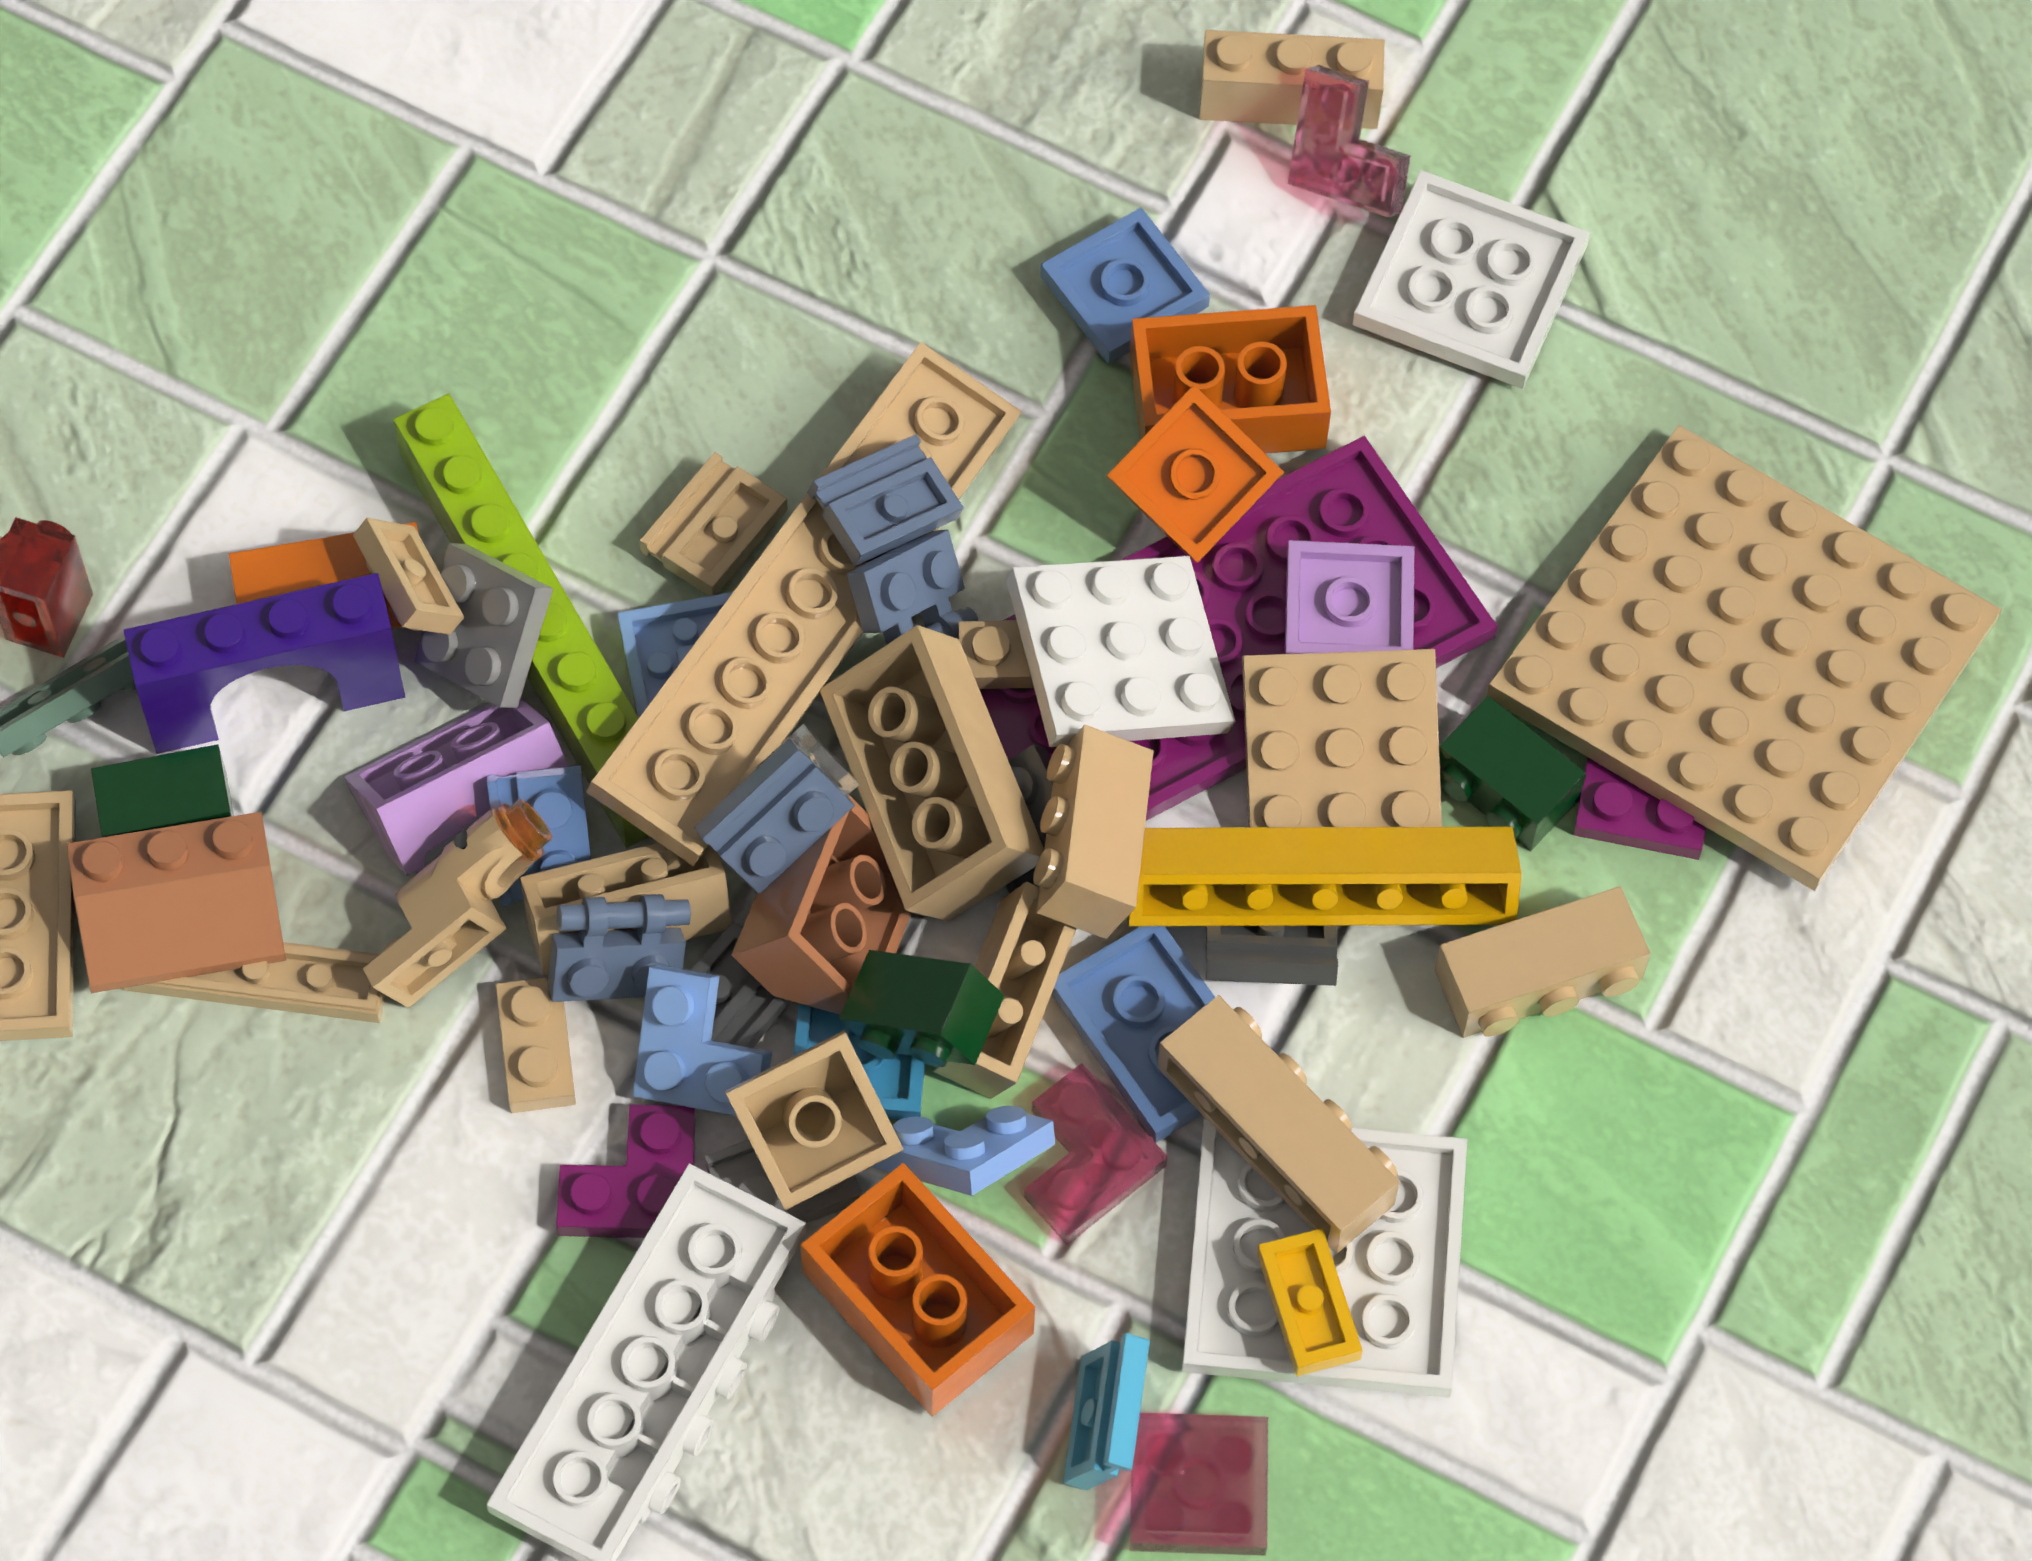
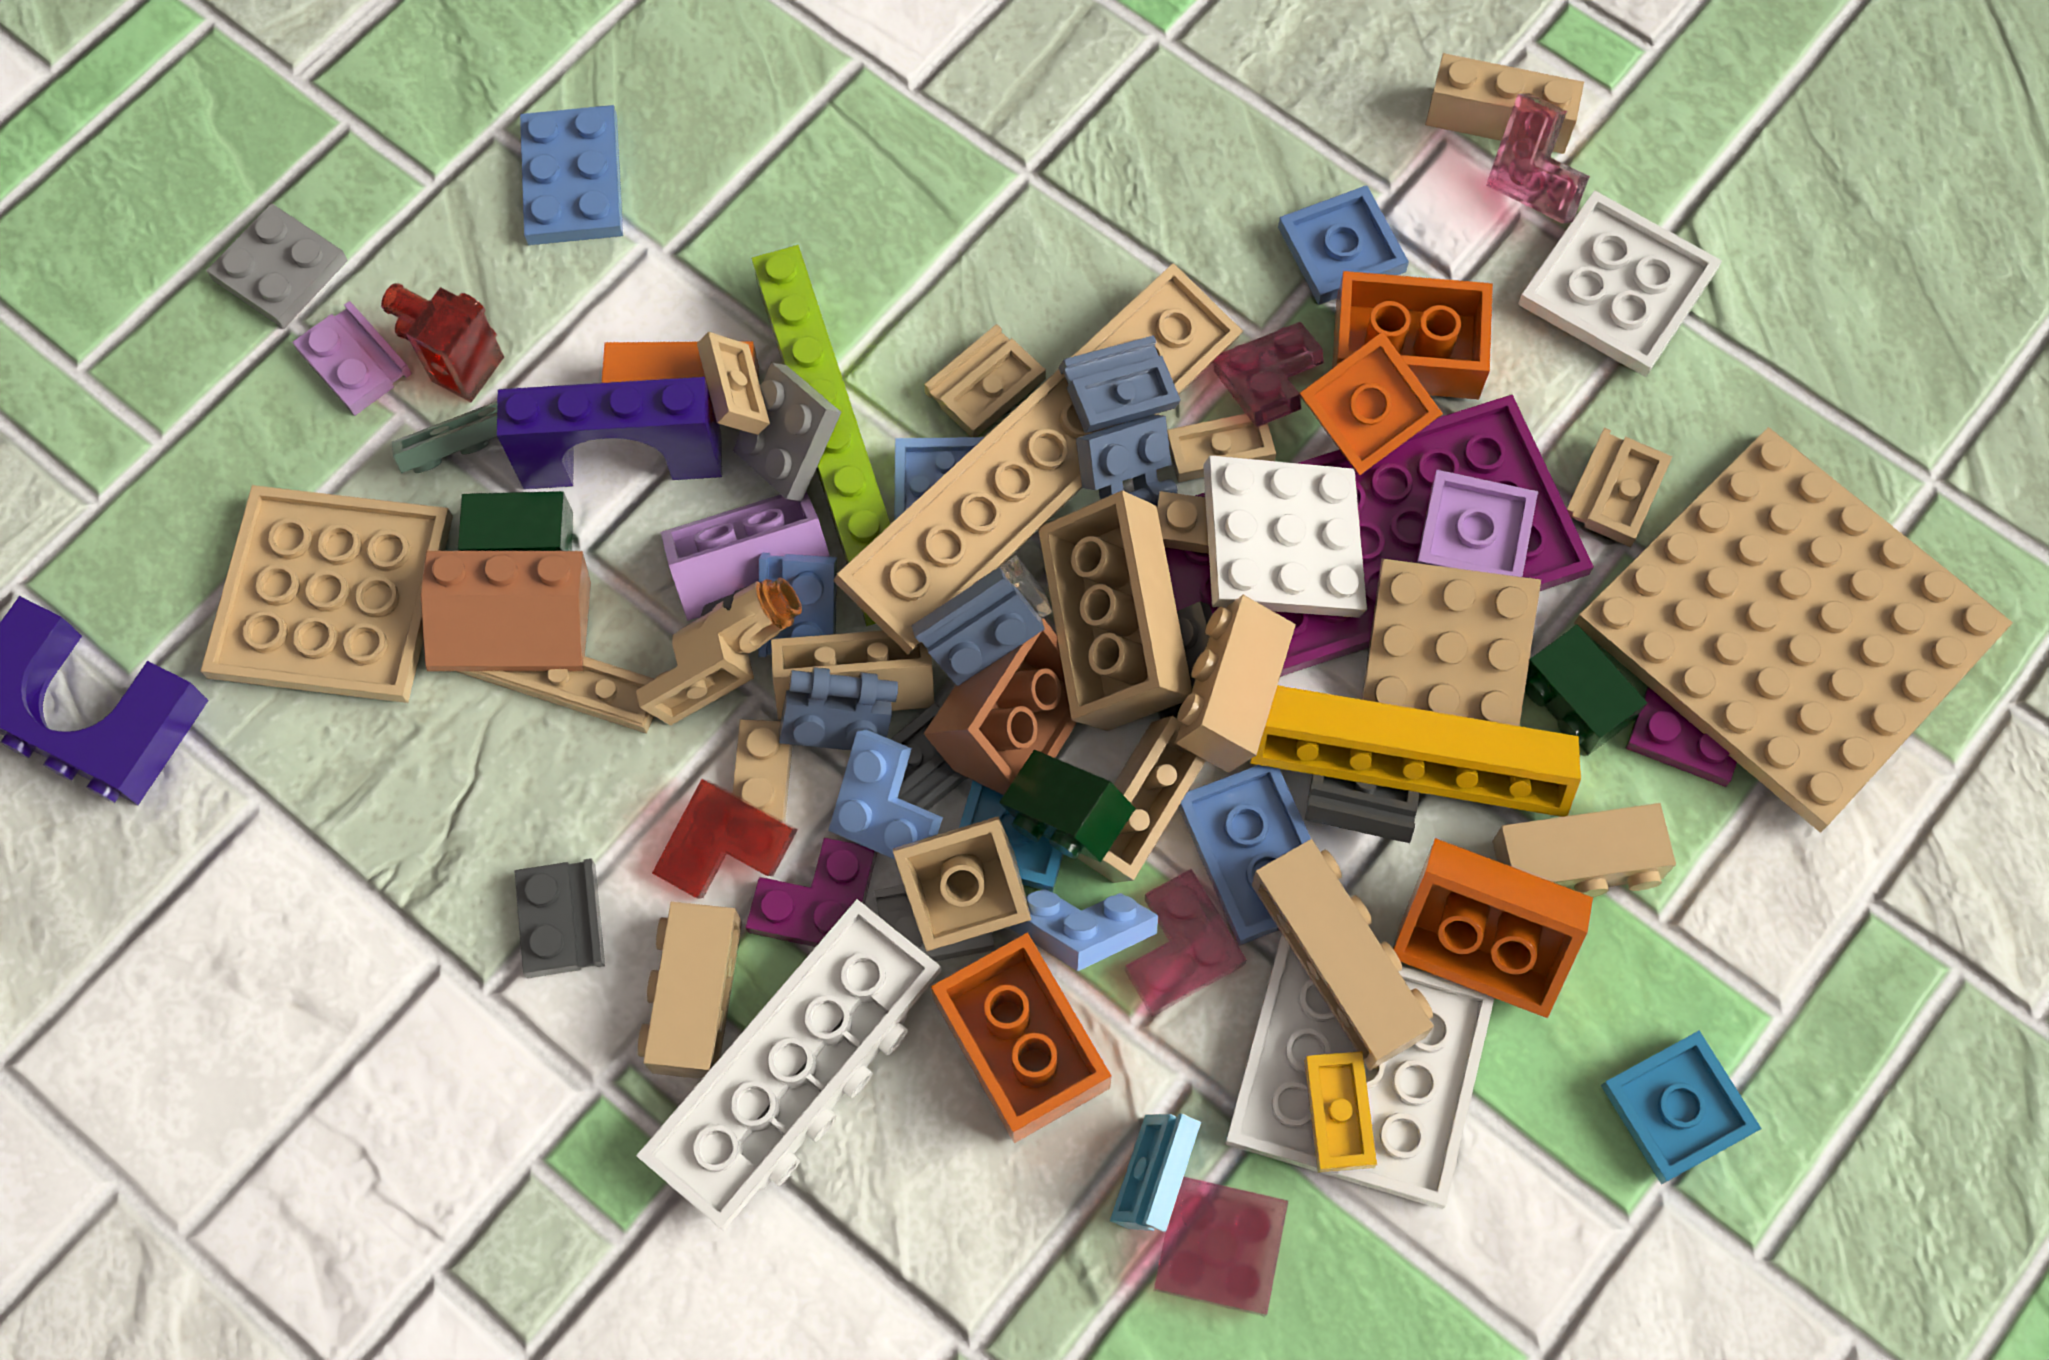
camera: 15 degrees right, 5 degrees up
(128, 351) = (571, 175): none -> medium blue plate
(322, 1258) = (559, 918): none -> dark grey plate
(494, 1113) = (717, 826): none -> clear red plate
(505, 1309) = (690, 990): none -> tan brick
(1034, 541) = (1222, 437): none -> tan plate
(1053, 453) = (1261, 368): none -> clear pink plate
(1448, 1062) = (1492, 928): none -> orange brick
(1511, 526) = (1618, 487): none -> tan plate
(1703, 1231) = (1680, 1107): none -> dark azure plate

